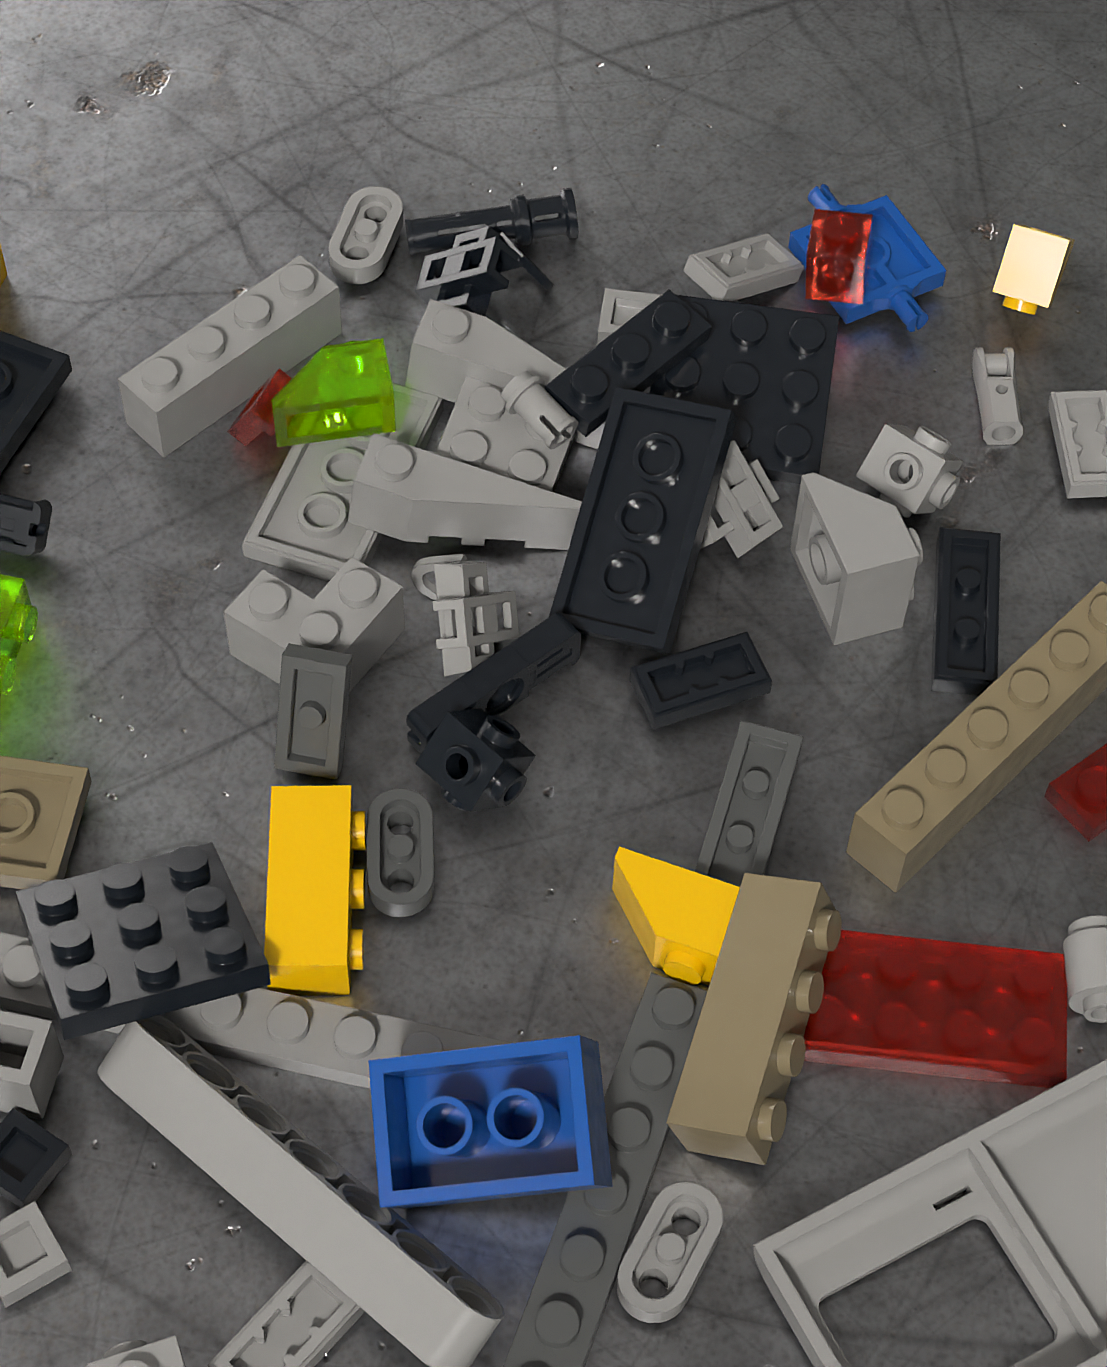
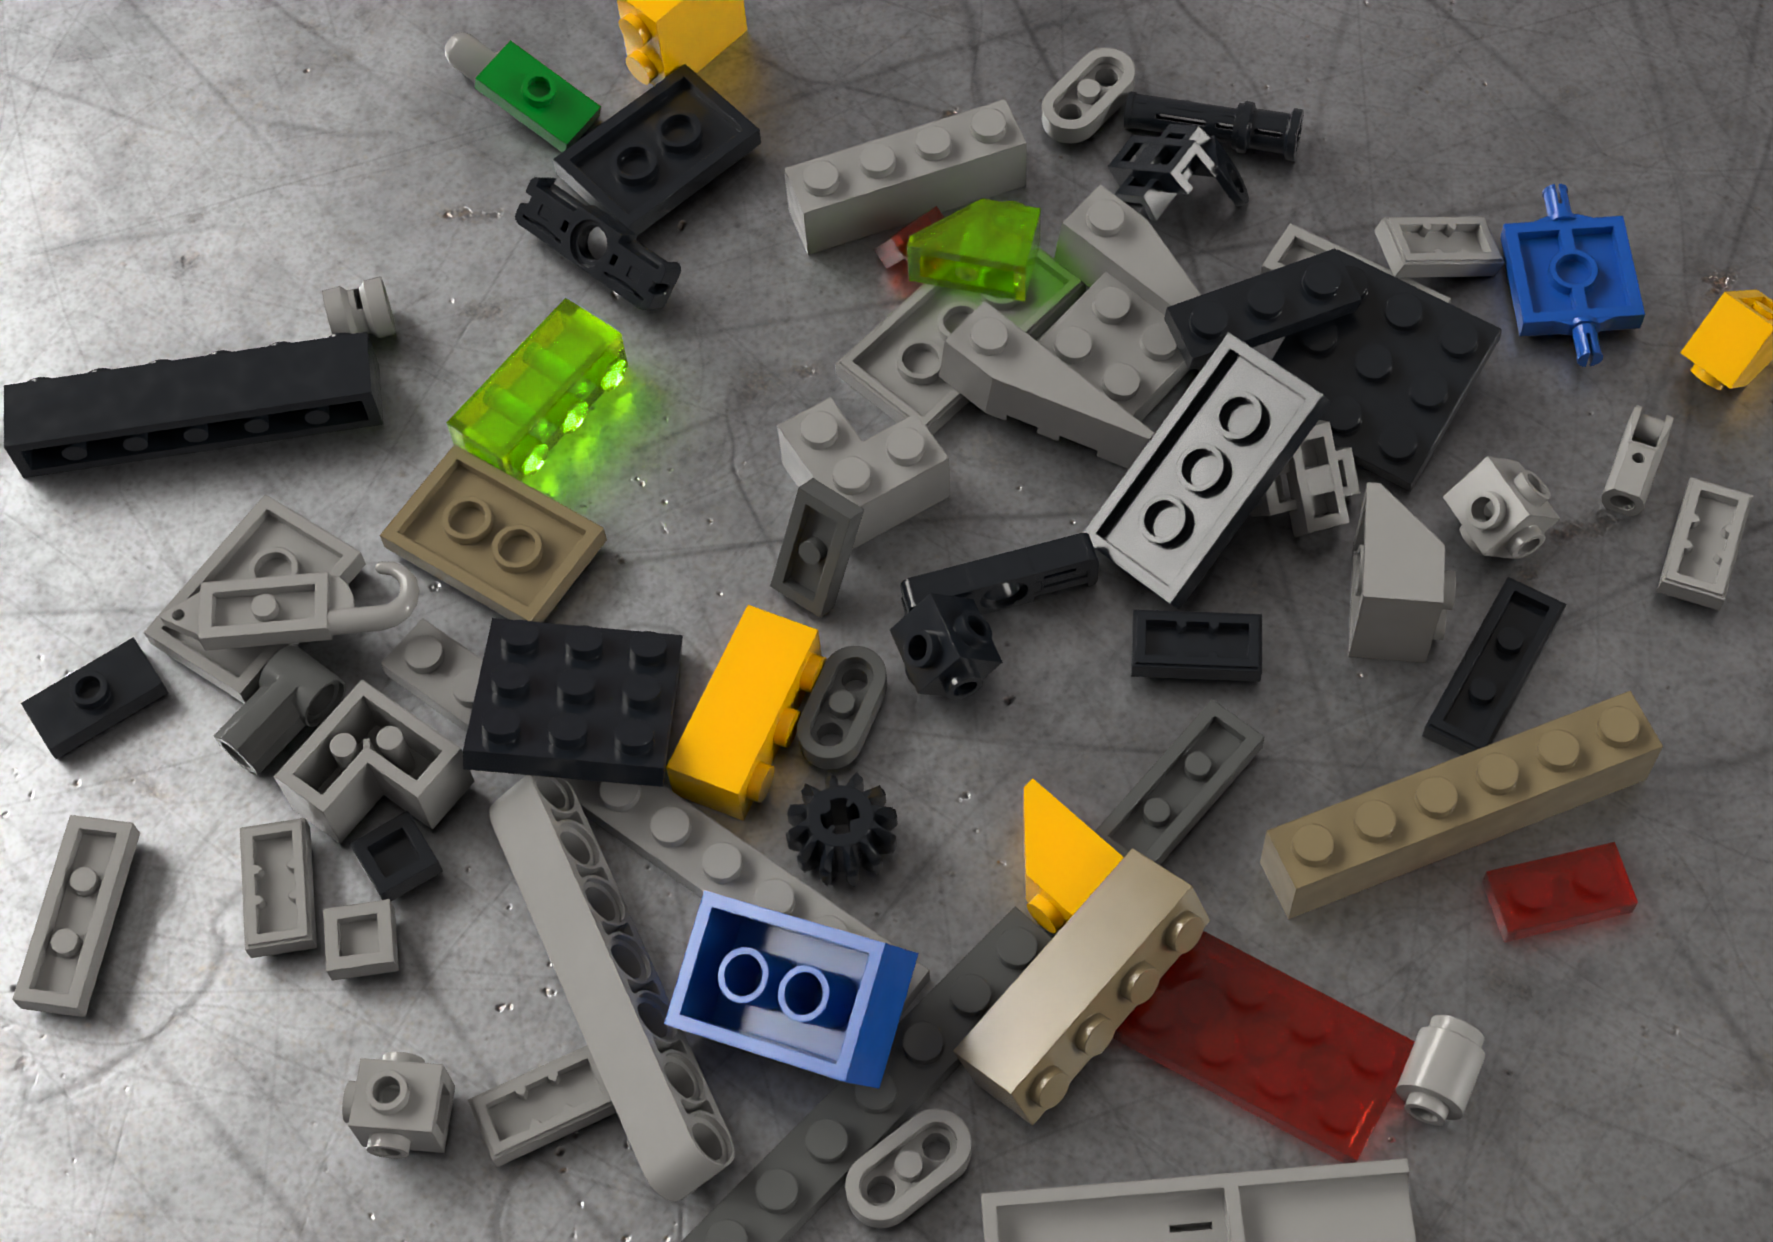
camera: 30 degrees right, 5 degrees up
(457, 941) = (868, 826): none -> black gear
(465, 610) = (1006, 490): light grey piece -> none
(538, 408) = (1155, 334): light grey pin -> none
(838, 256) = (1530, 267): clear red brick -> none

